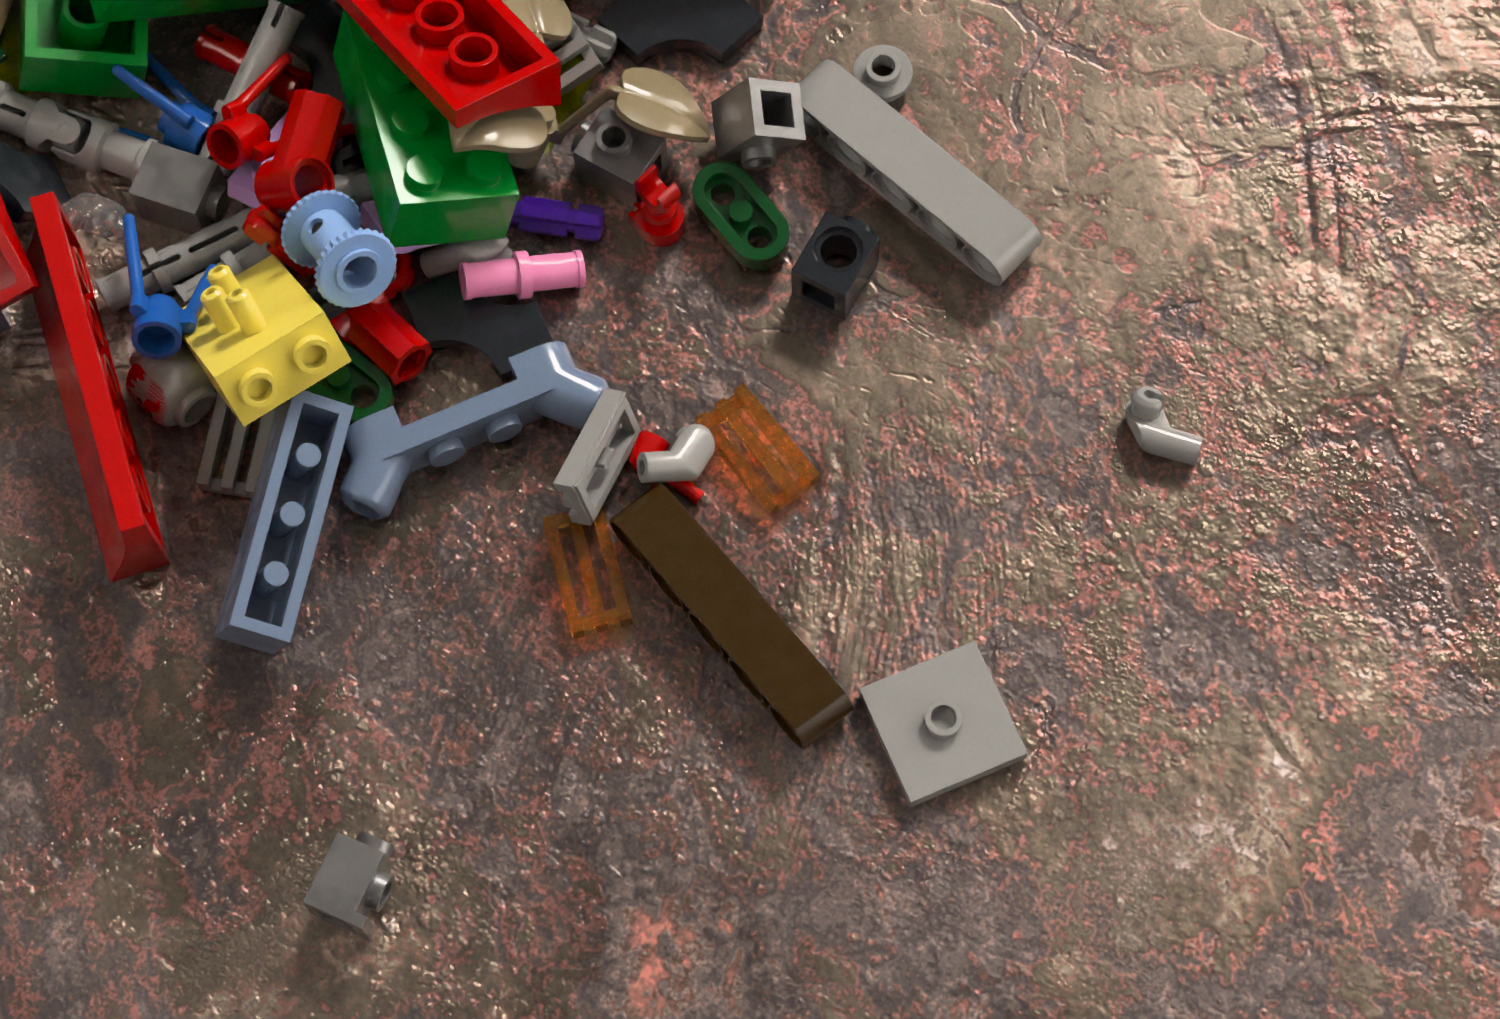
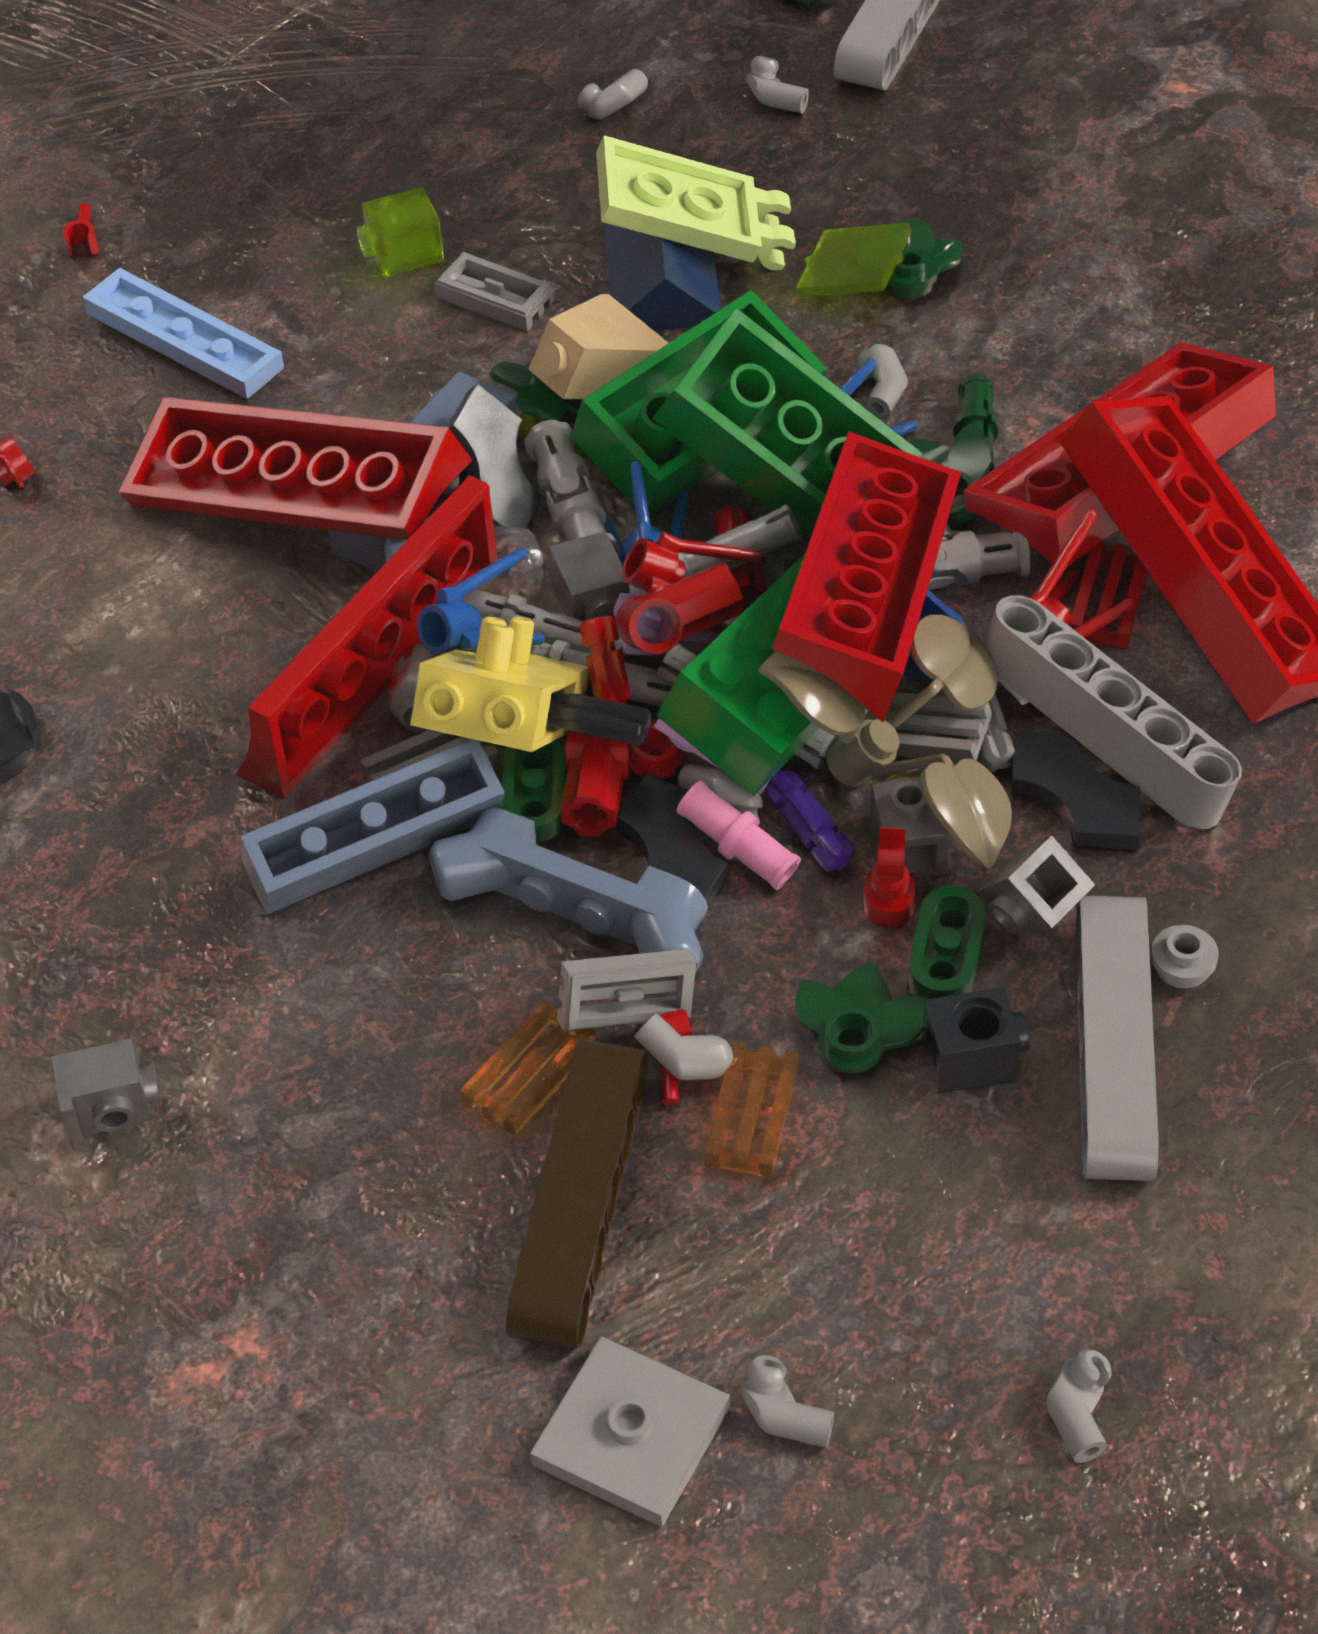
camera: 50 degrees right, 20 degrees down
(348, 261) = (616, 678): light blue hose -> none
(740, 316) = (861, 1013): none -> dark green plate
(1006, 619) = (776, 1408): none -> light grey arm

